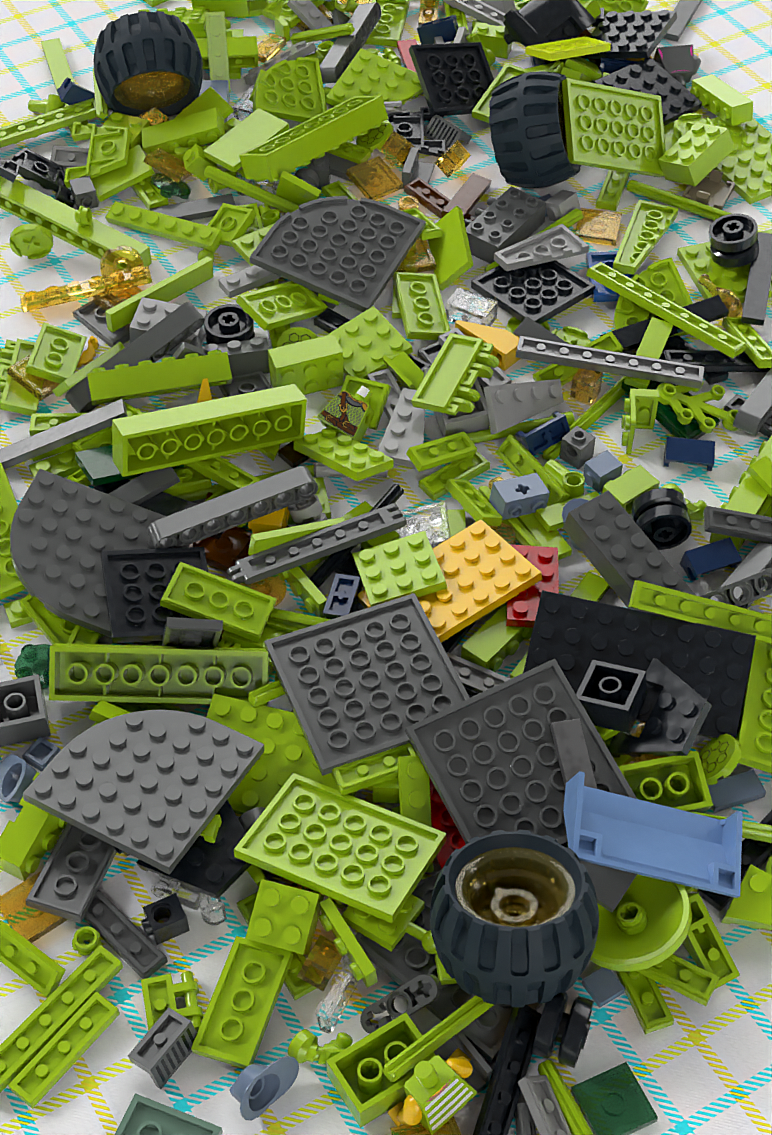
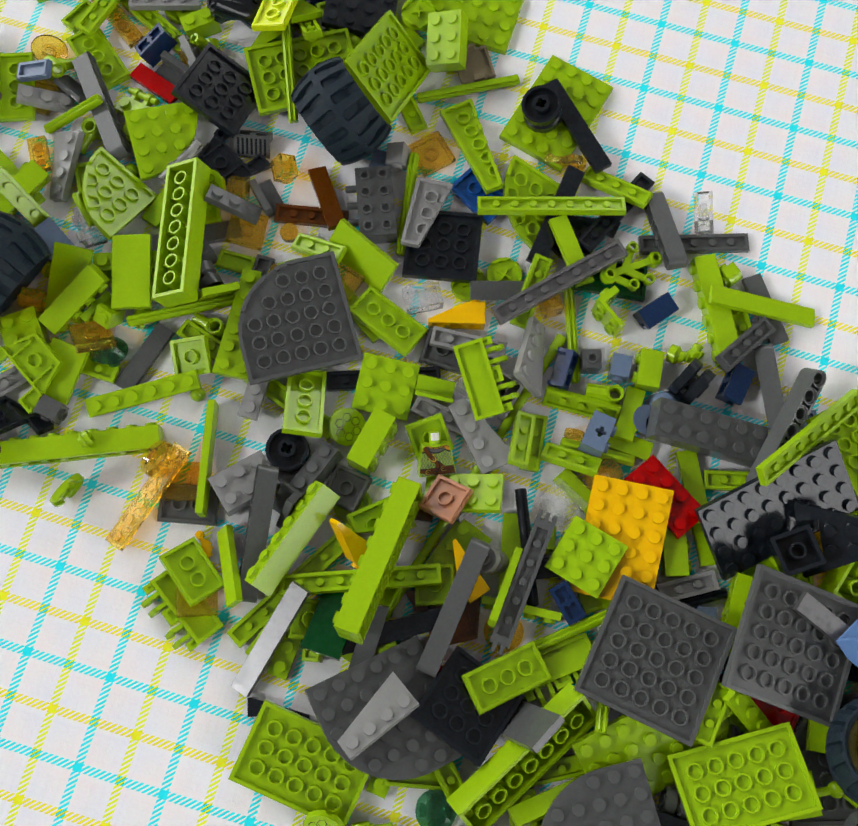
camera: 45 degrees left, 25 degrees up
(80, 529) = (381, 713): none -> light grey wing
(282, 27) = (30, 126): lime tile -> none
(319, 439) = (445, 499): none -> nougat tile
(379, 150) = (233, 204): none -> dark grey plate

